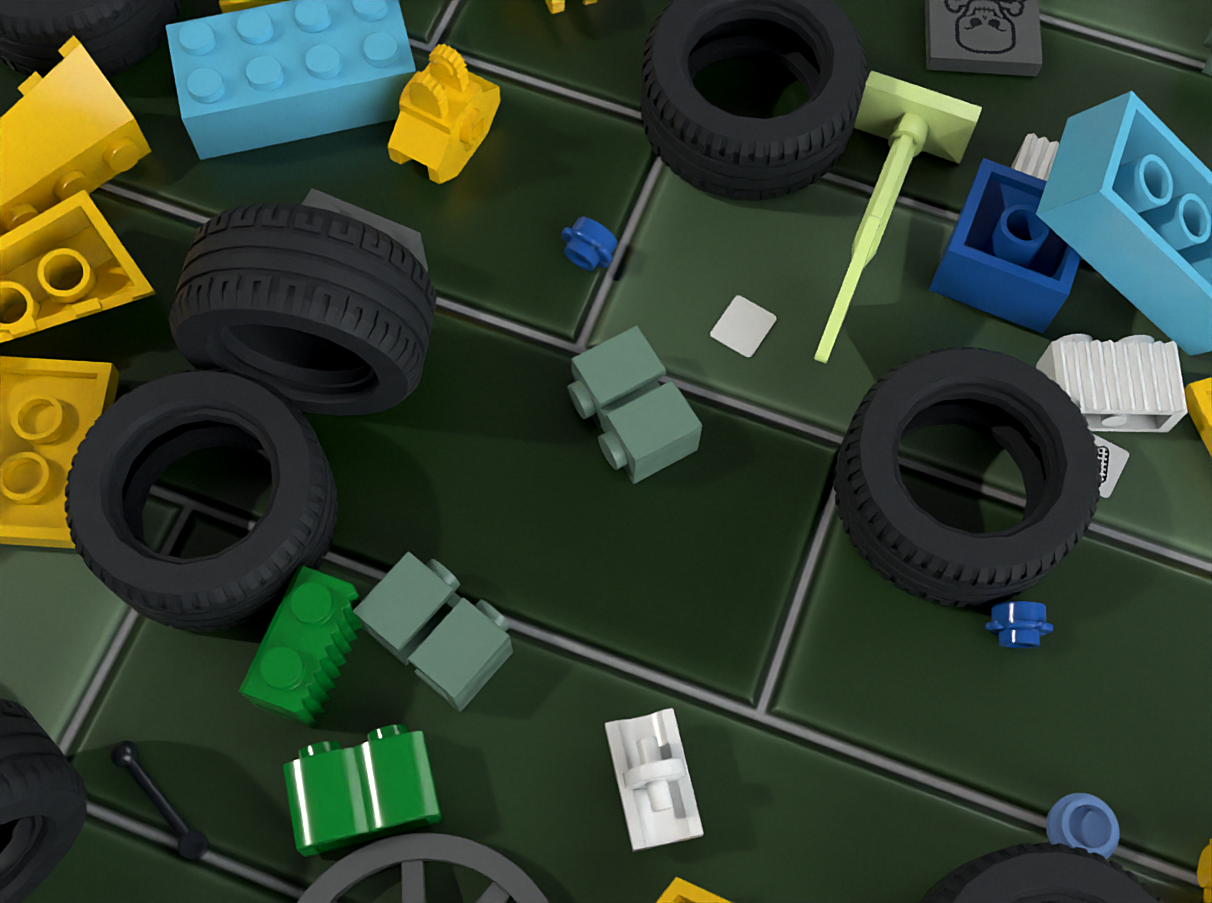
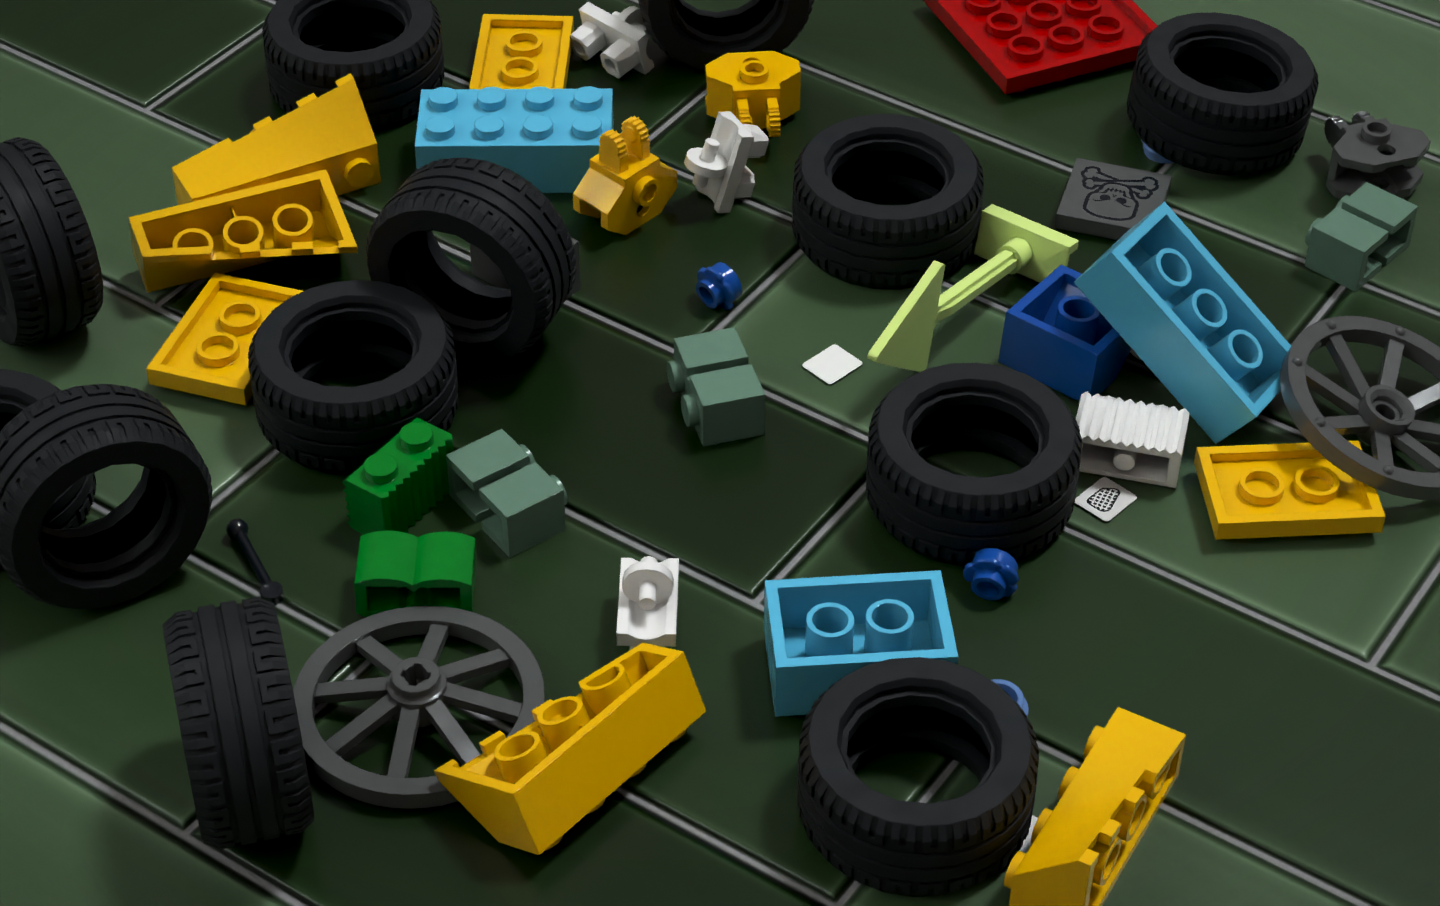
camera: 15 degrees right, 25 degrees down
(552, 60) = (722, 161): none -> white hips
(917, 789) = (841, 623): none -> medium azure brick

